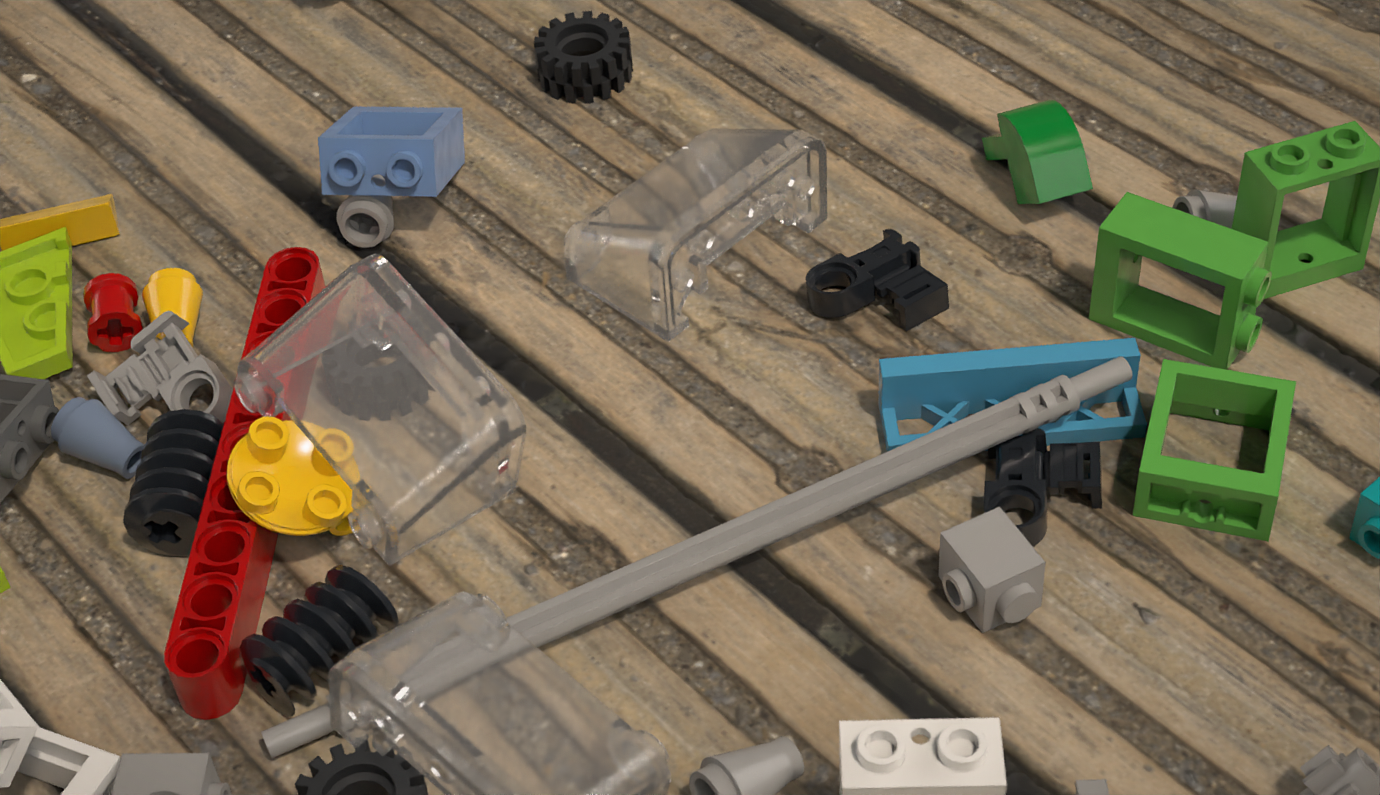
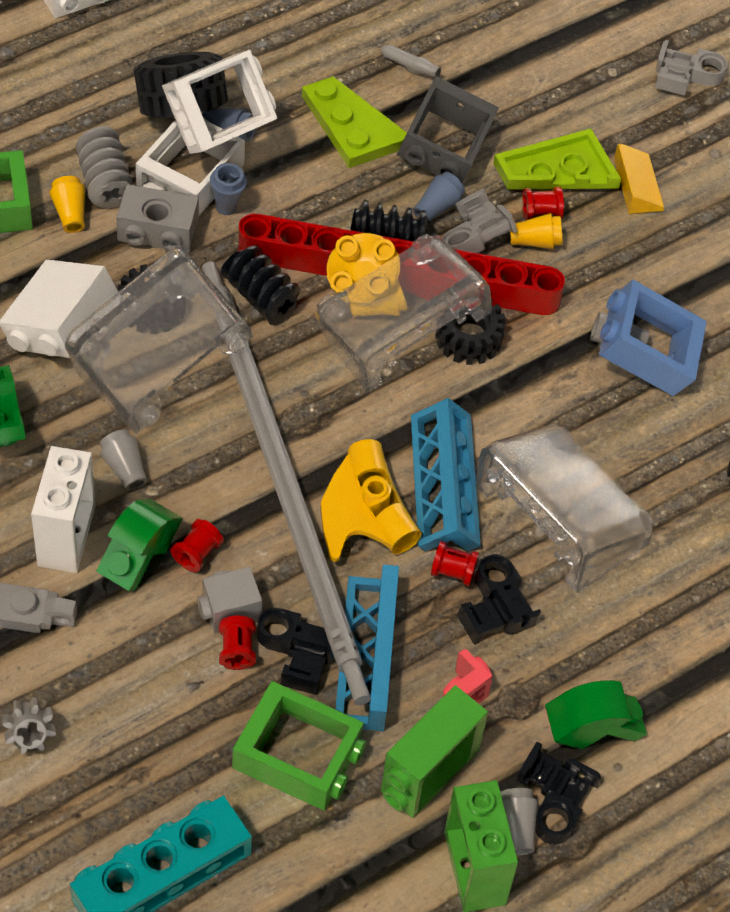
camera: 90 degrees right, 10 degrees up
(89, 711) = (227, 186): none -> sand blue cone
(674, 340) = (453, 469): none -> dark azure fence
(753, 436) = (365, 503): none -> yellow pin
(832, 326) = (454, 563): none -> red bush
(898, 637) = (197, 545): none -> red bush
(914, 683) = (136, 536): none -> green brick
(1042, 282) = (473, 676): none -> coral bracket
(1071, 549) = (237, 642): none -> red bush
(1156, 184) = (563, 789): none -> black piece

